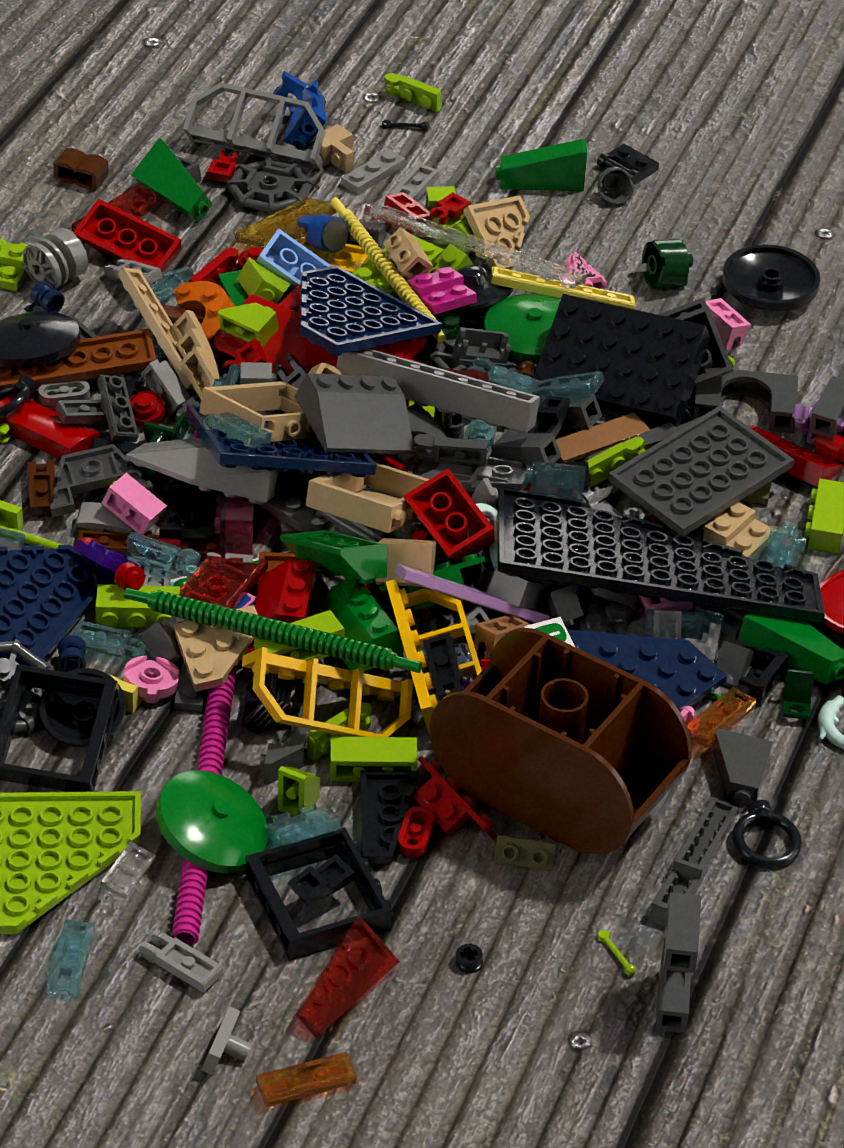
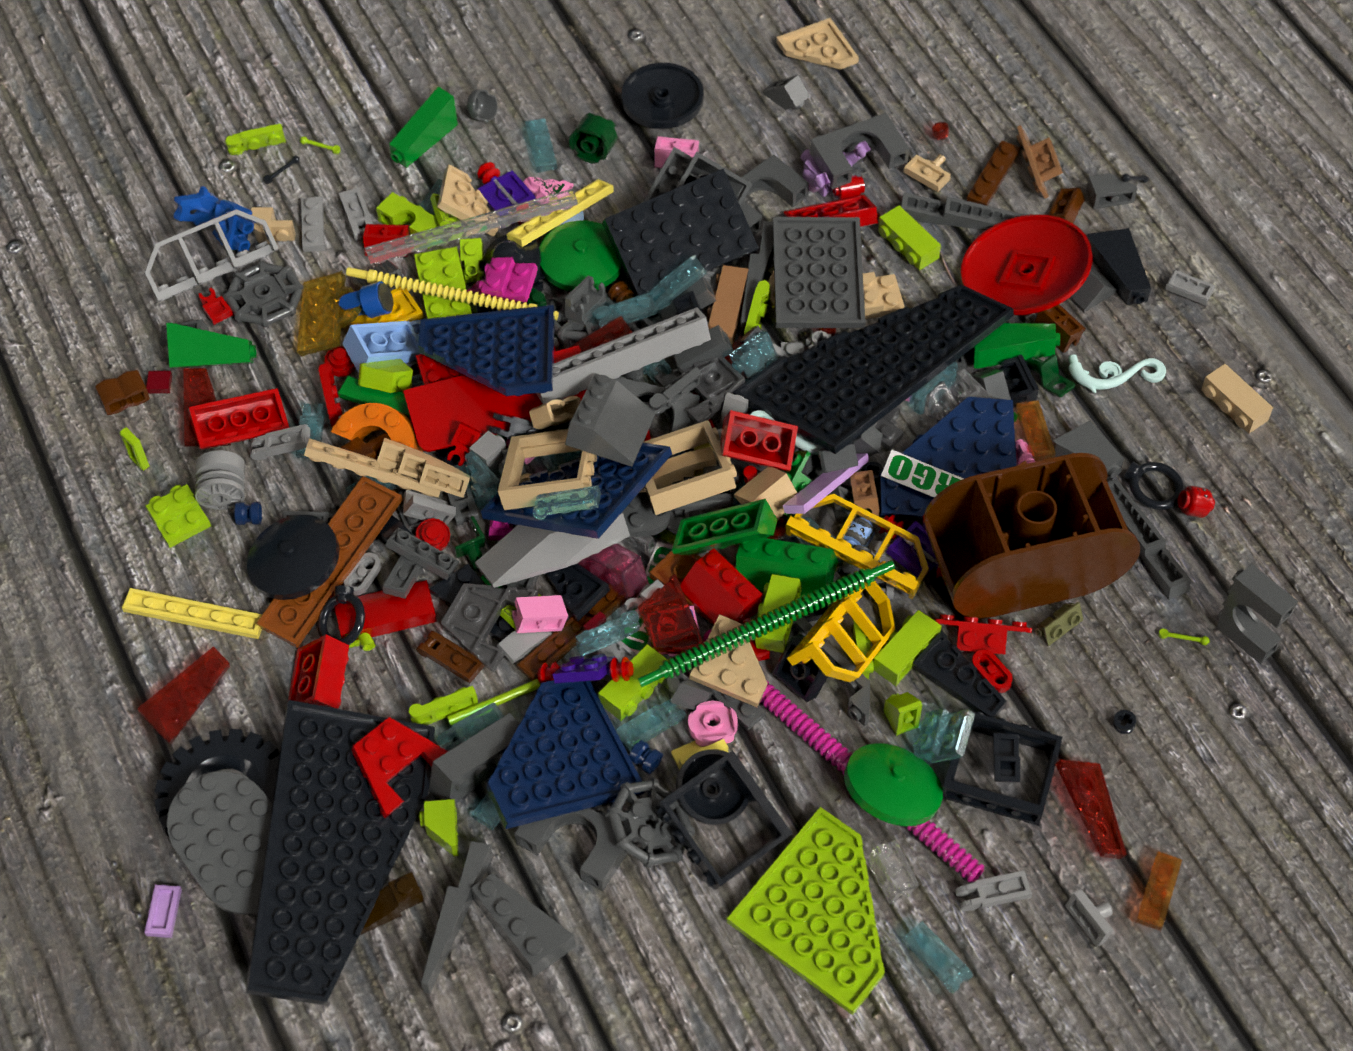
camera: 45 degrees left, 15 degrees up
(30, 200) = (134, 448): none -> lime tile
(116, 183) = (159, 382): none -> dark red tile
(249, 322) = (436, 413): lime slope -> none
(407, 254) = (457, 272): tan brick -> none
(443, 664) = (886, 548): black hinge -> none
(450, 206) = (420, 211): red plate -> none
(465, 141) = (335, 149): none -> lime hinge
(548, 243) = (502, 190): none -> dark purple plate
(625, 246) = (541, 145): none -> clear light blue plate
(631, 160) = (460, 79): black plate -> none
(775, 539) = (915, 278): clear light blue brick -> none
(779, 872) = (1196, 501): none -> red head

